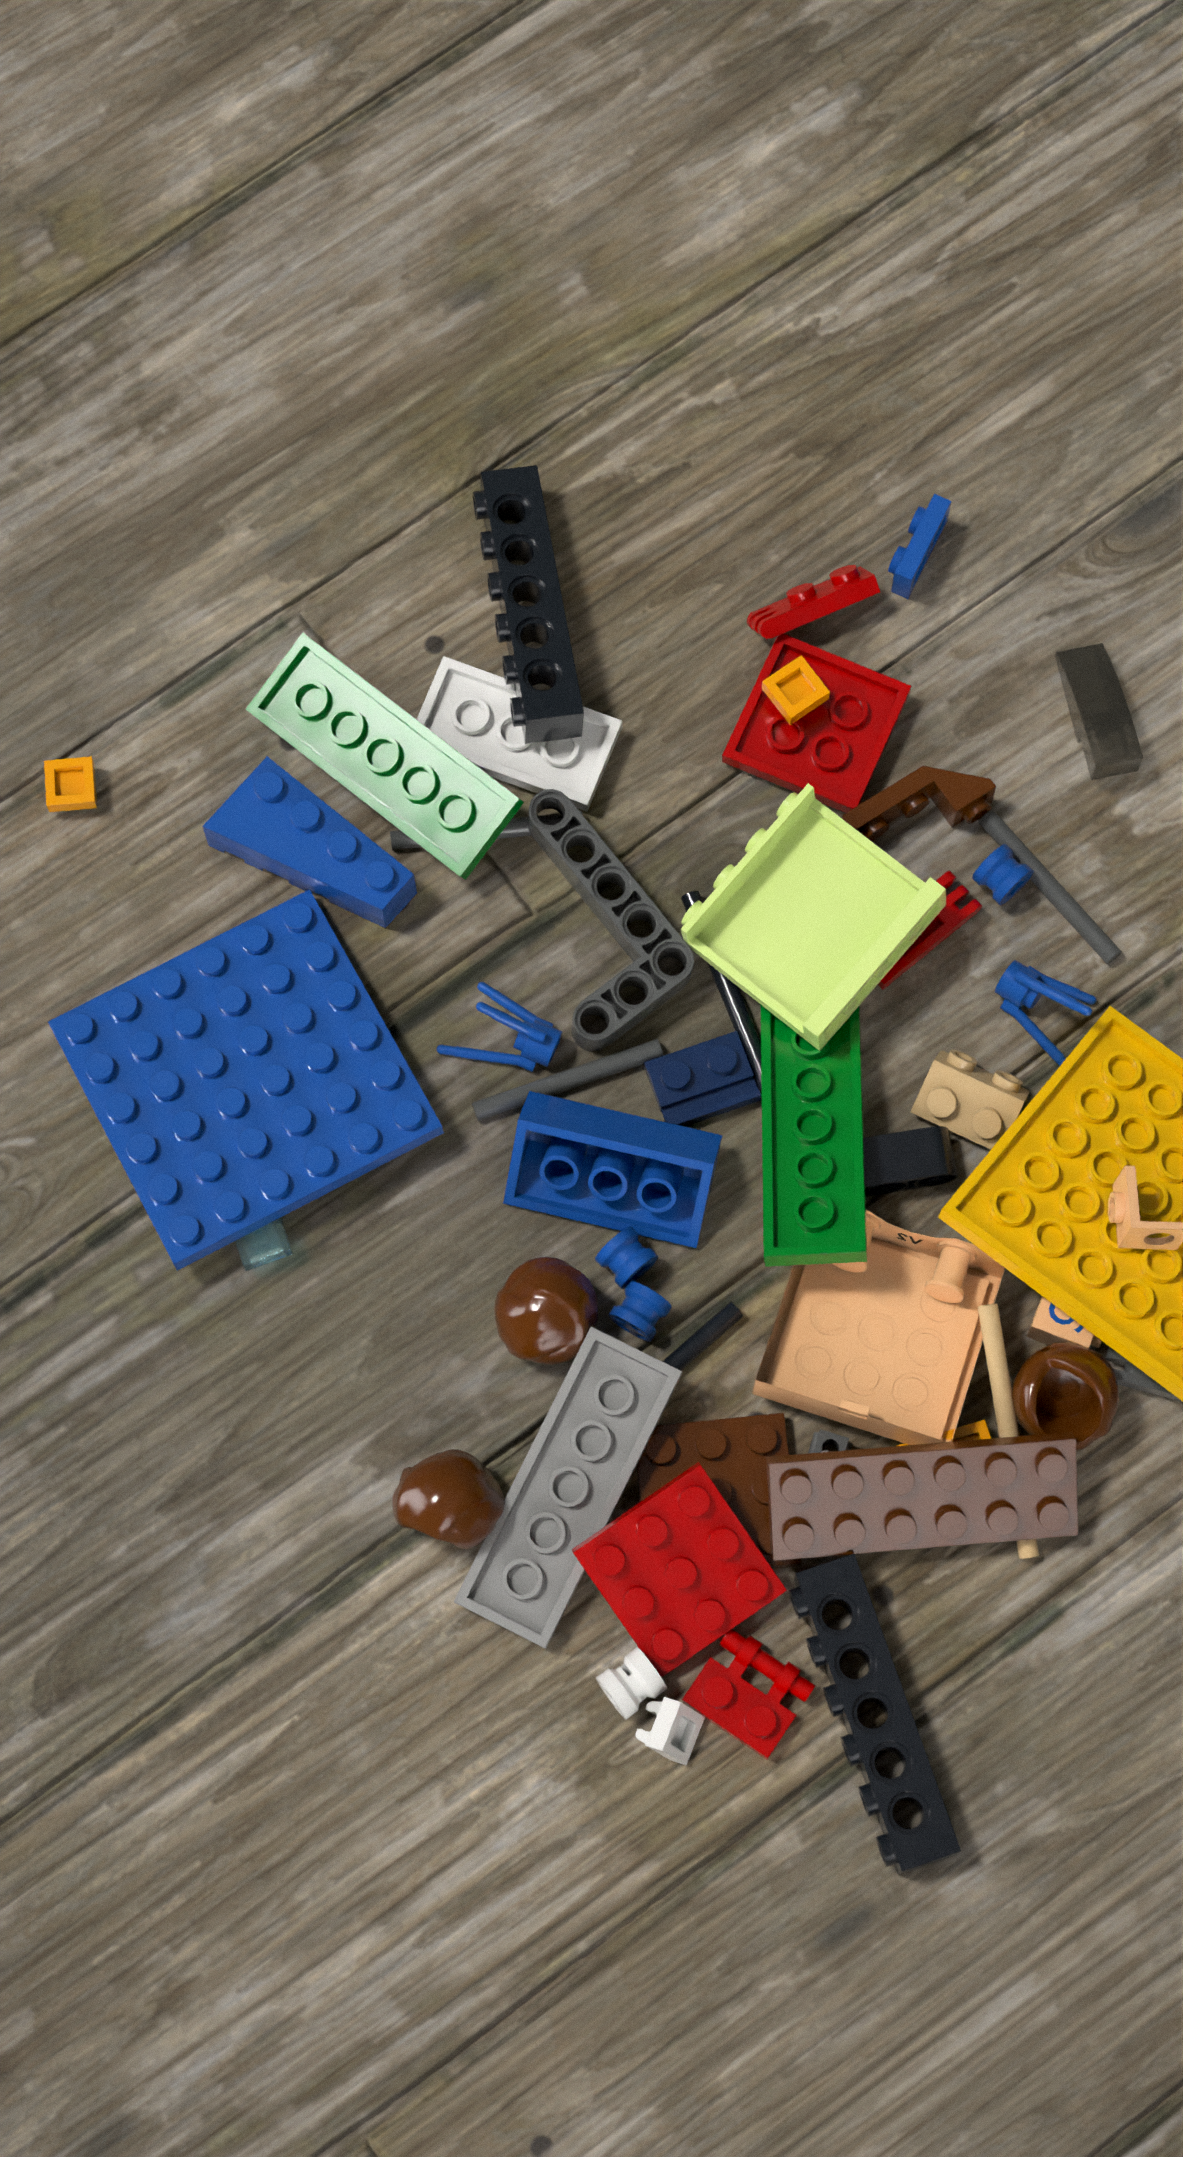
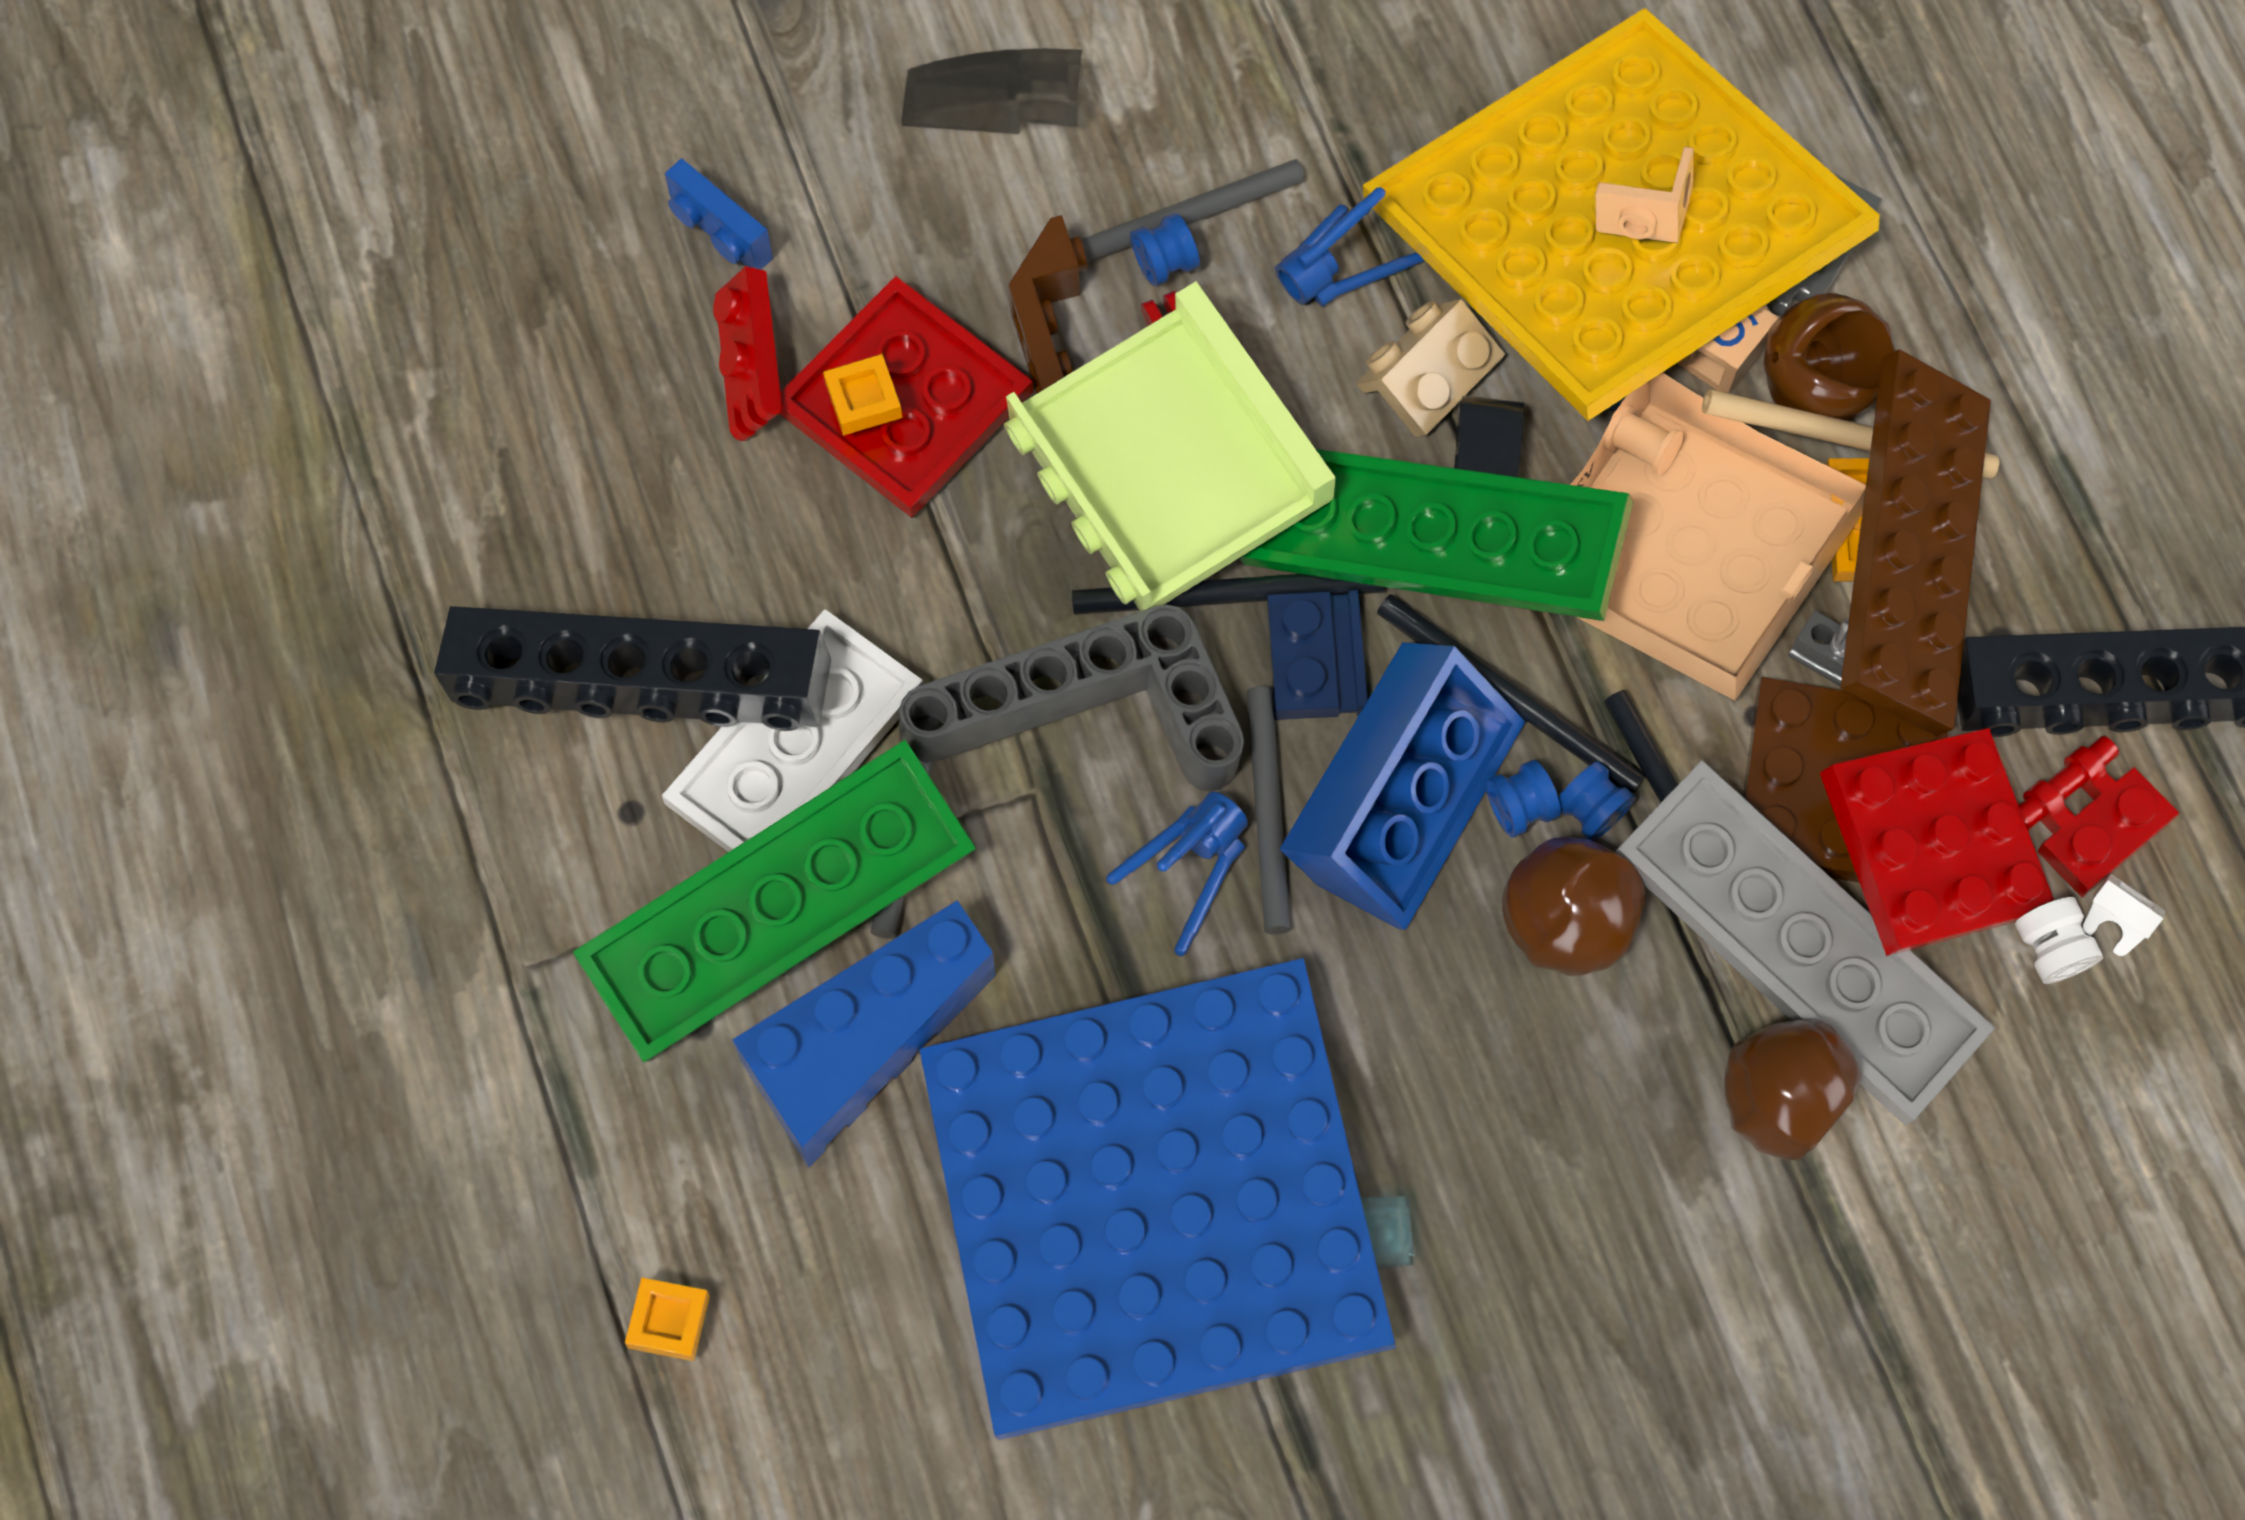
camera: 75 degrees left, 5 degrees down
(713, 1233) = (1522, 701): none -> black piece

